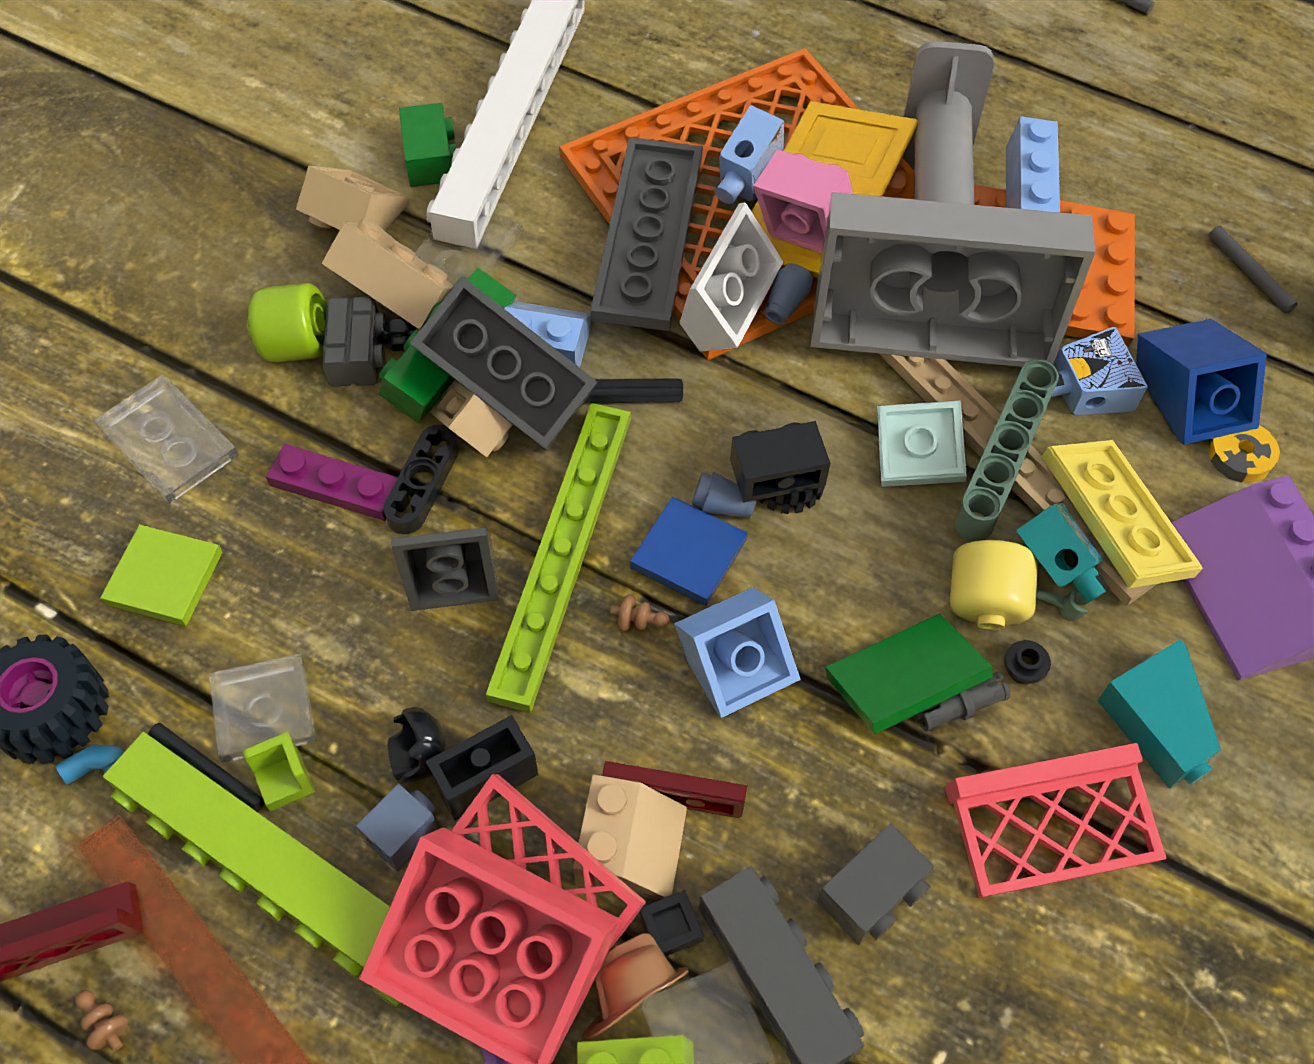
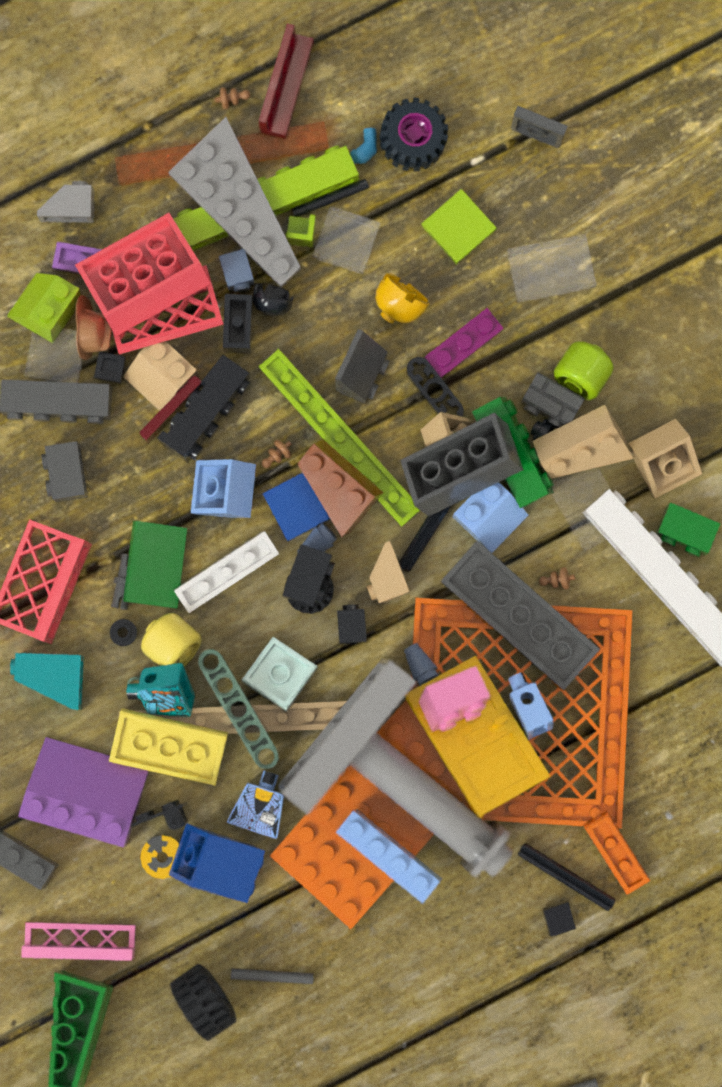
camera: 125 degrees right, 25 degrees up
(266, 912) = (229, 192): none -> light grey wing
(318, 576) = (399, 300): none -> yellow cylinder
(576, 235) = (554, 579): none -> medium nougat hair
(629, 498) = (339, 486): none -> wedge
(662, 733) = (205, 409): none -> black wedge
(705, 395) = (387, 578): none -> tan slope
(731, 284) = (436, 627): white slope -> none
(797, 397) = (351, 625): none -> black brick
(833, 41) = (616, 852): none -> orange tile
(846, 579) = (226, 571): none -> white plate
(893, 68) = (566, 877): none -> black axle
(1208, 459) = (172, 813): none -> black hinge

